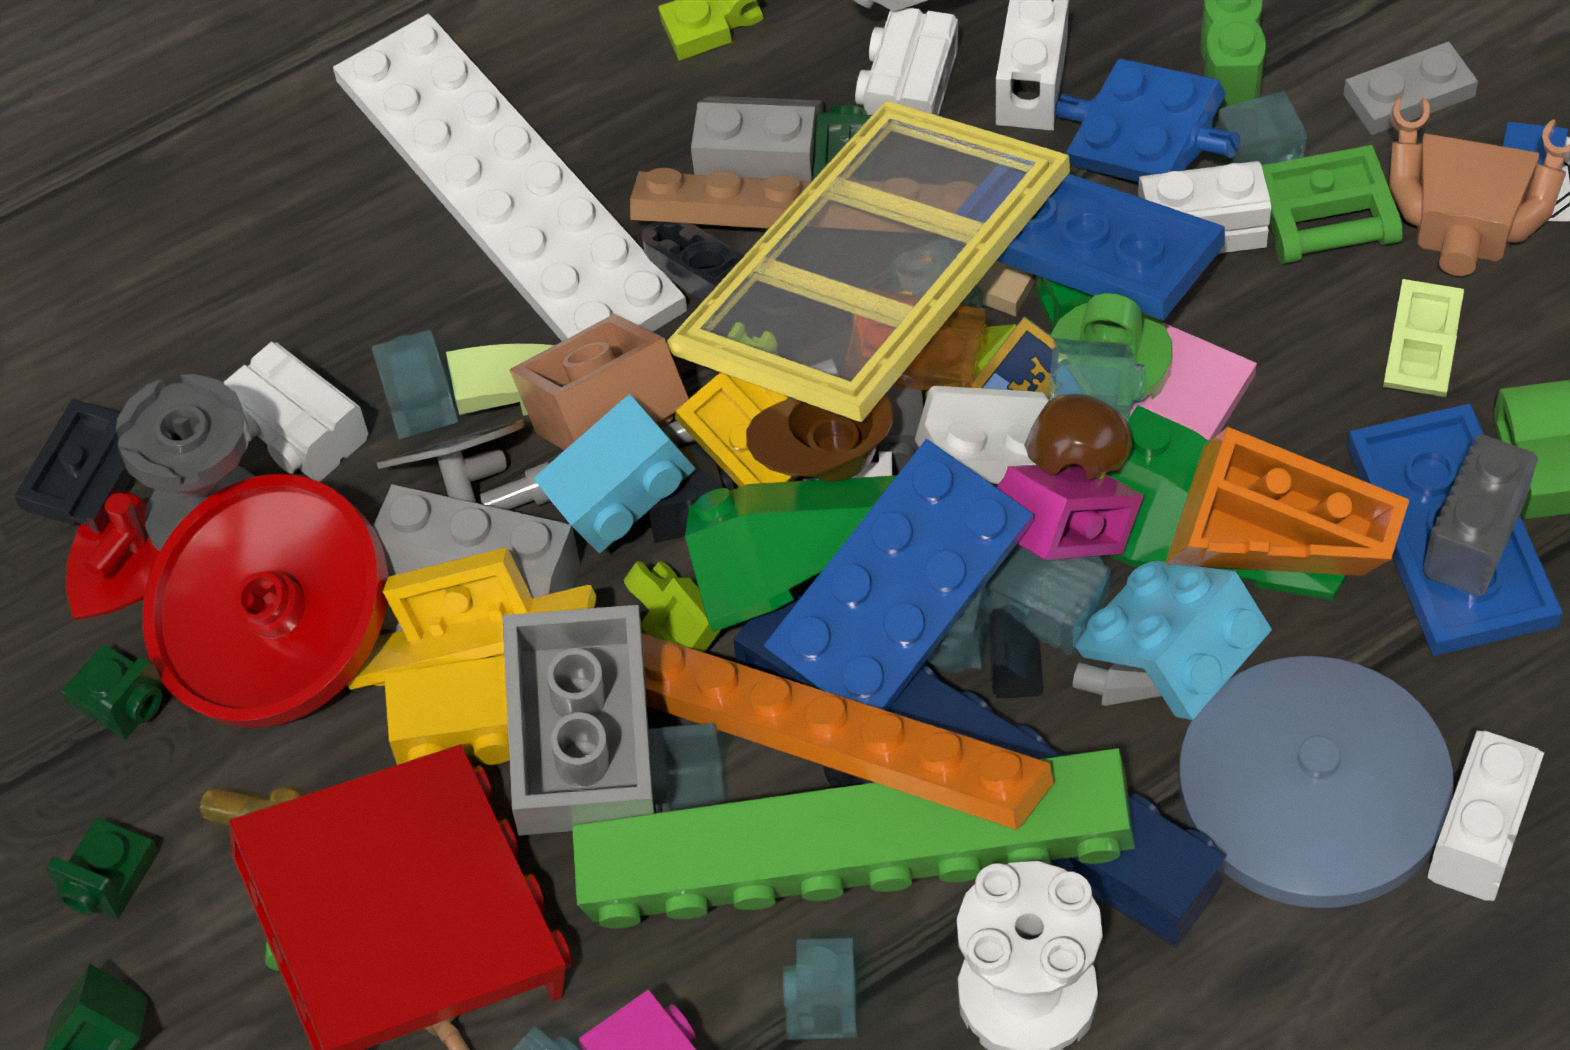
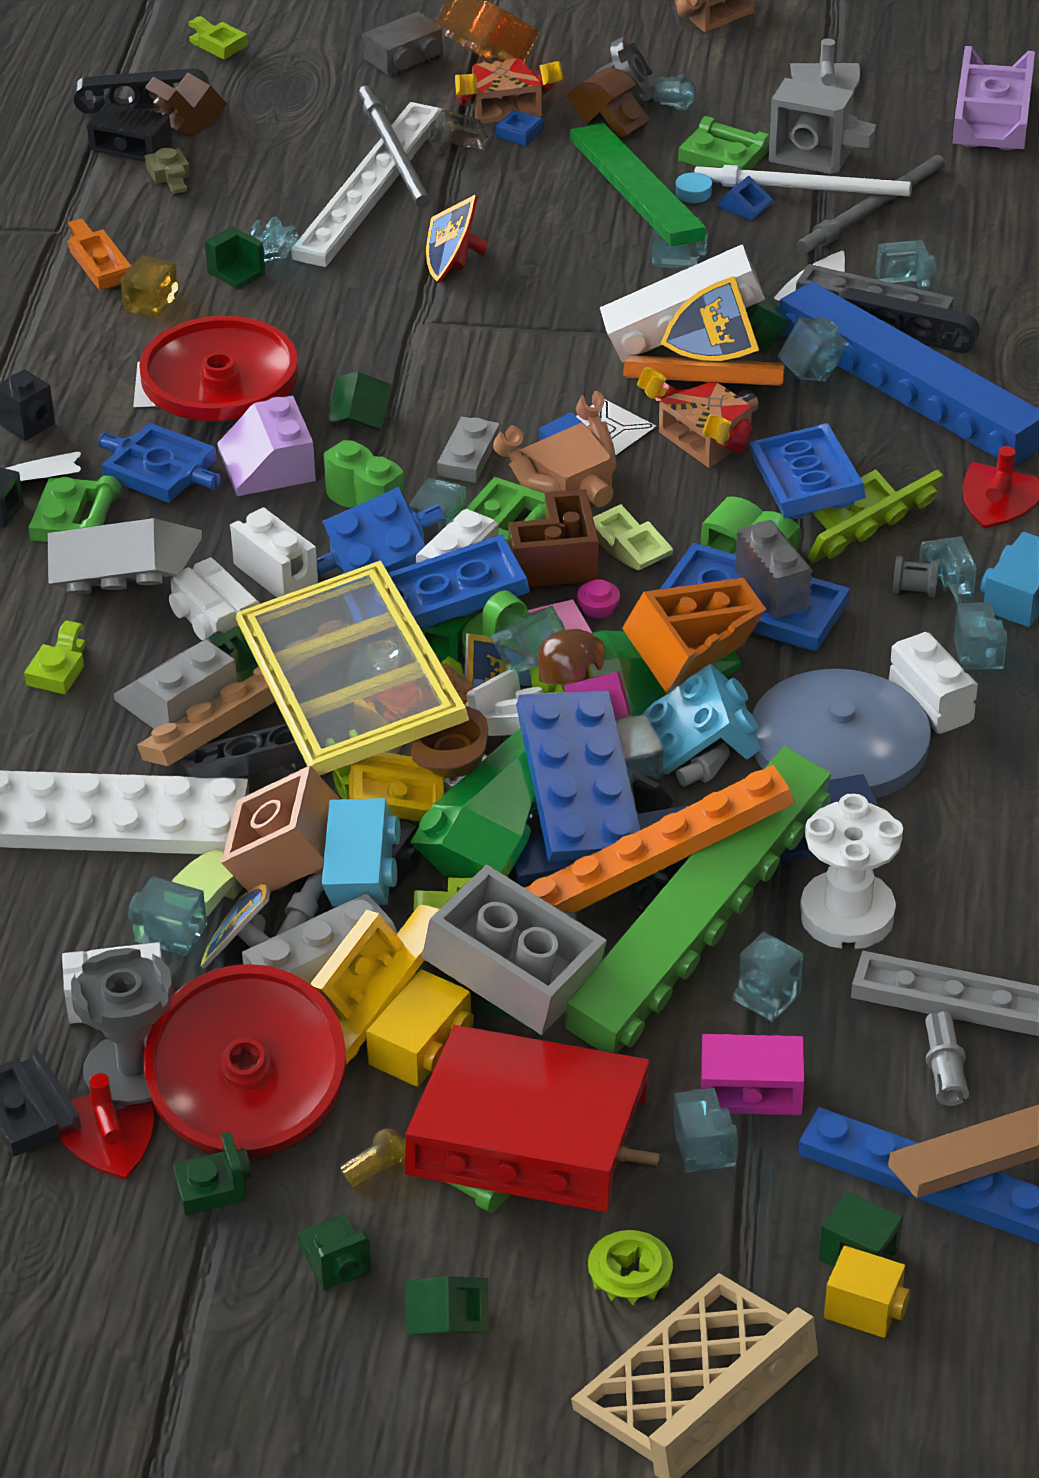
camera: 55 degrees left, 15 degrees down
(1291, 383) = (598, 598): none -> dark pink plate
(1316, 291) = (561, 545): none -> reddish brown brick

